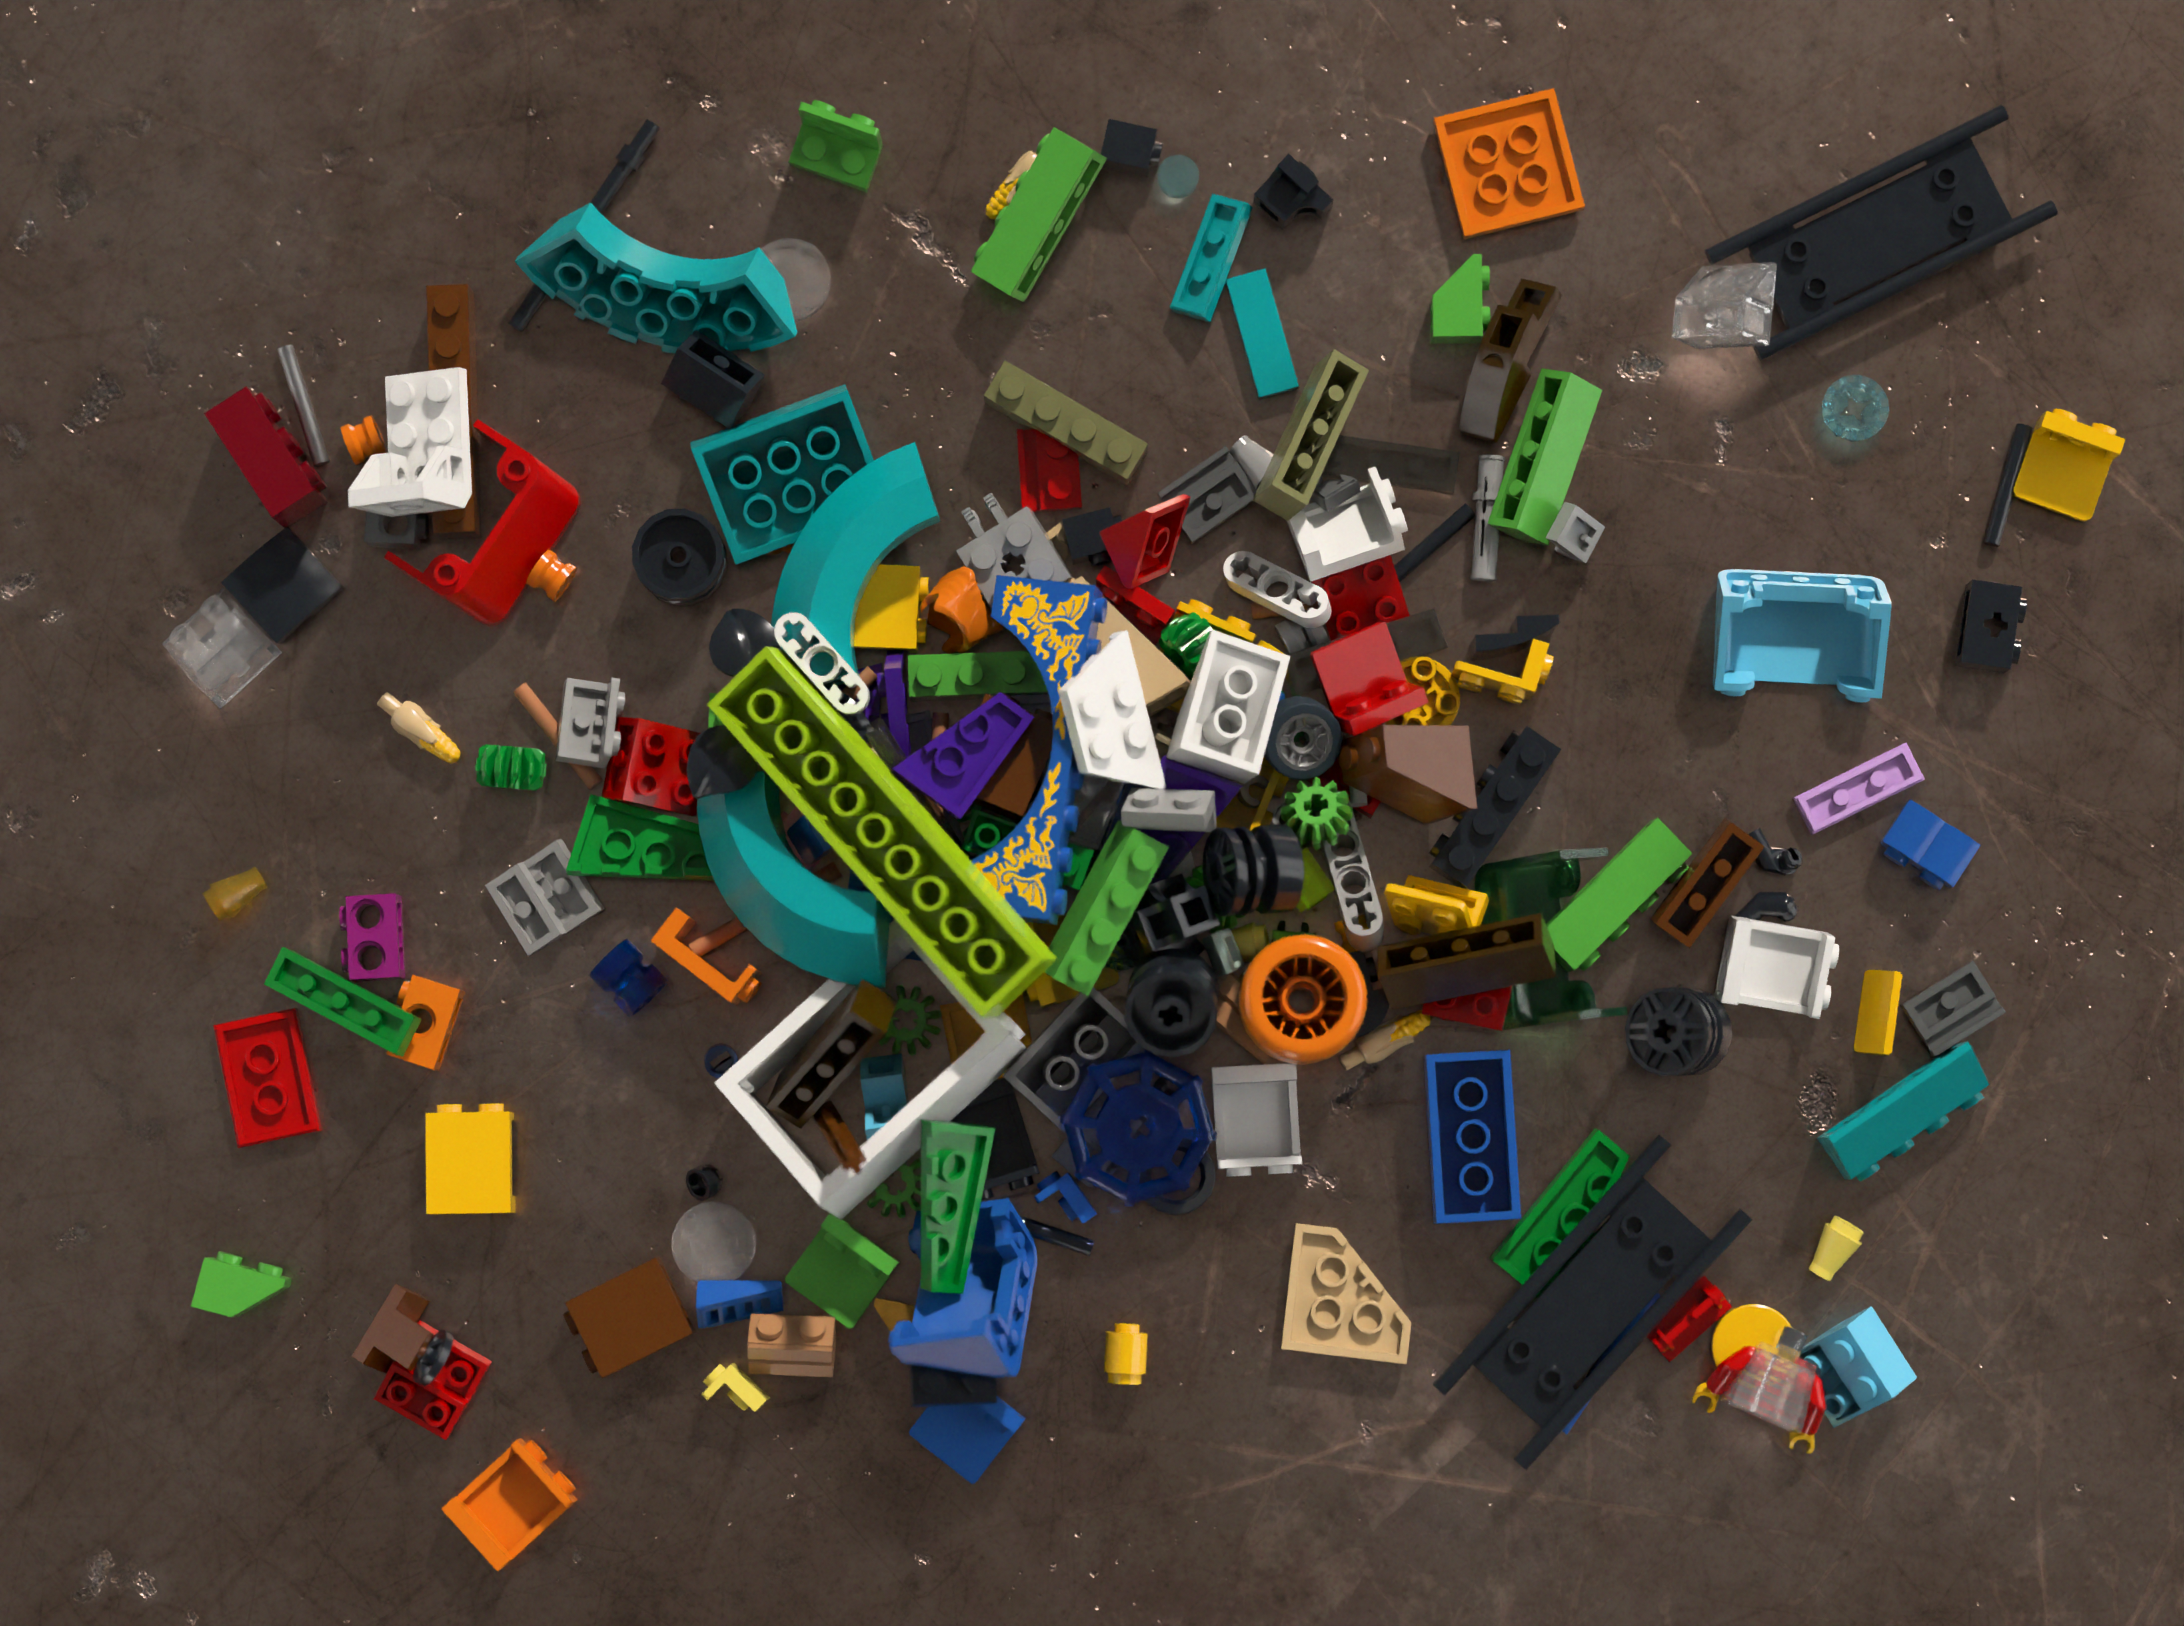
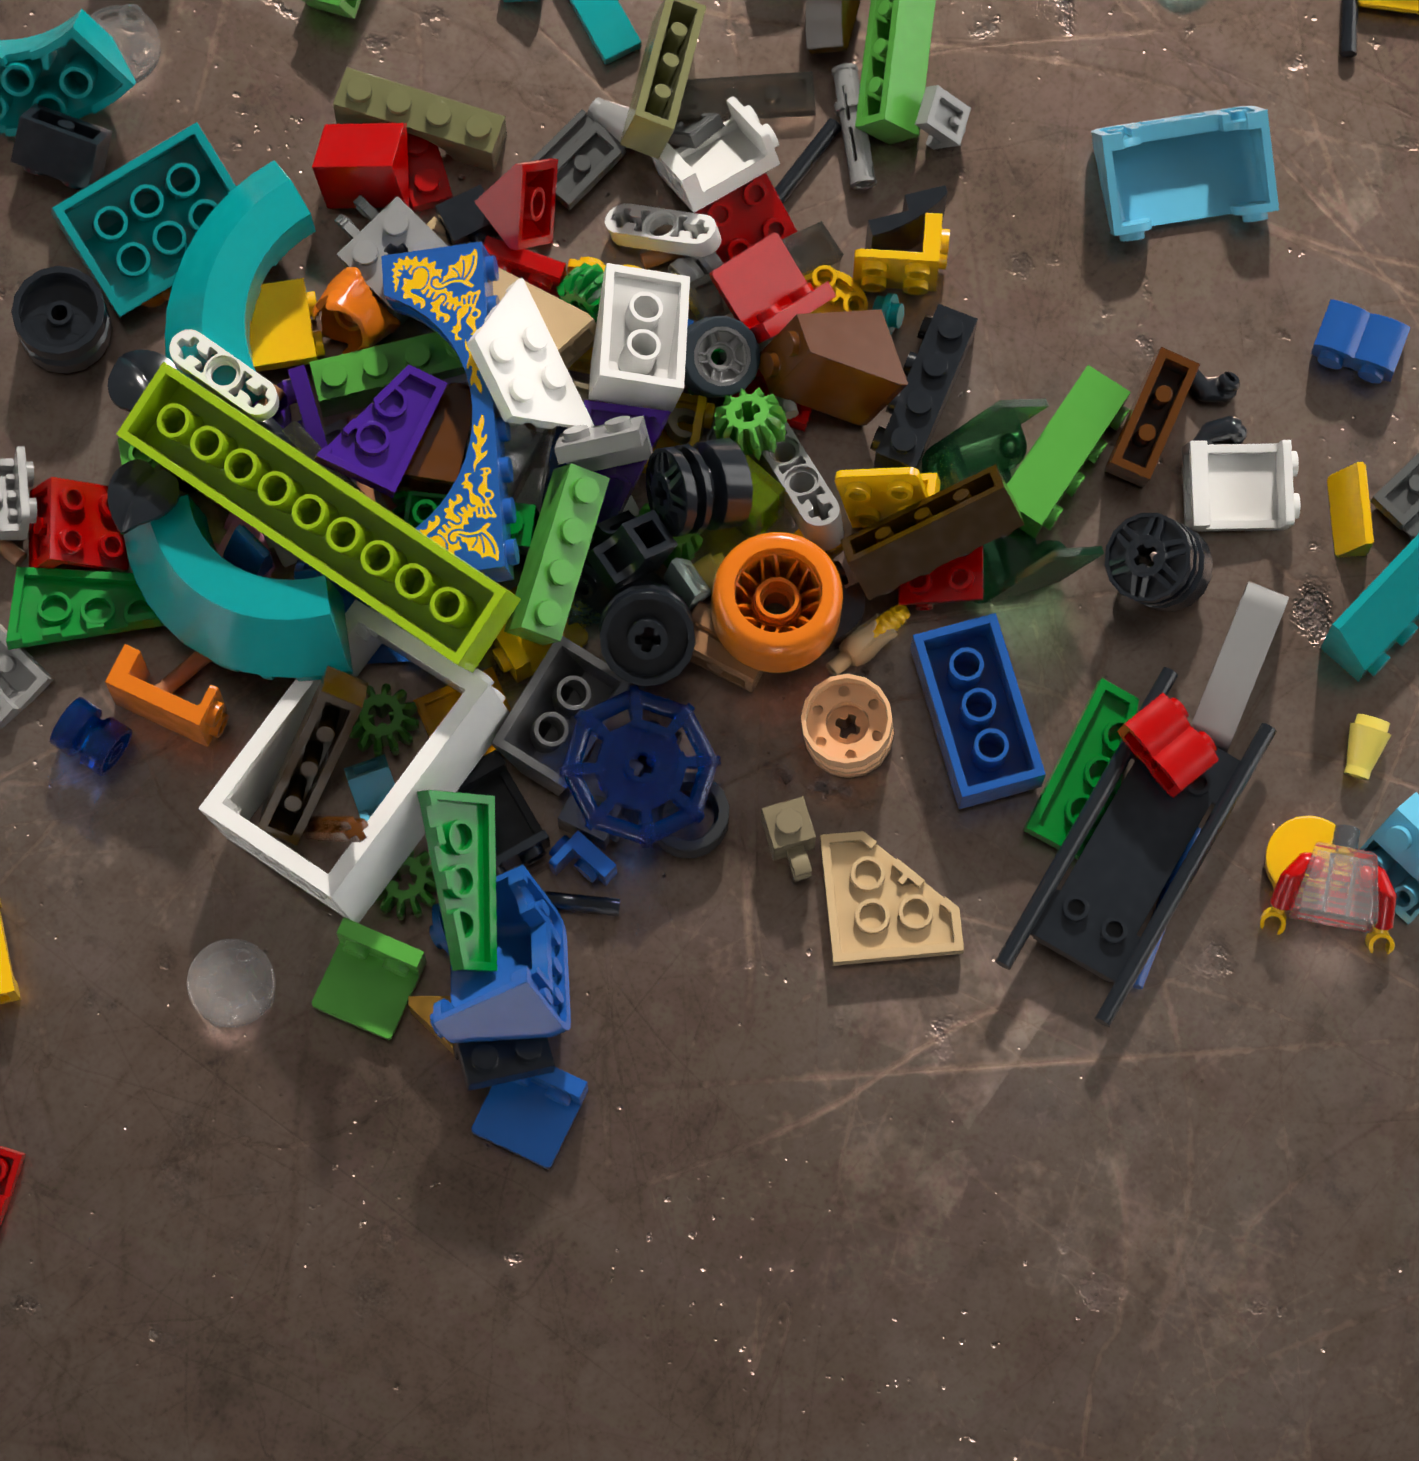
camera: 20 degrees left, 10 degrees down
(511, 1503) = (74, 1290): orange panel -> none
(628, 1318) = (158, 1075): reddish brown brick -> none
(696, 1185) = (201, 917): black hinge -> none
(721, 1068) = (193, 793): dark blue hinge -> none
(735, 1300) = (253, 1035): blue slope -> none
(743, 1390) = (291, 1122): light yellow bracket -> none
(791, 1345) = (332, 1064): medium nougat brick -> none
(1001, 460) = (362, 162): none -> red slope
(1125, 1354) = (676, 1002): yellow brick -> none
(1256, 1118) = (756, 741): white panel -> none
(1267, 1213) = (790, 834): none -> dark tan brick
(1320, 1130) = (837, 704): none -> light nougat wheel
(1477, 717) = (891, 309): none -> teal plate
(1645, 1216) = (1169, 744): none -> red brick
(1689, 1318) = (1236, 846): red hinge -> none
(1733, 1144) = (1239, 663): none -> light grey beam
(1858, 788) = (1277, 306): lavender tile -> none
(1975, 645) = (1360, 148): black brick -> none

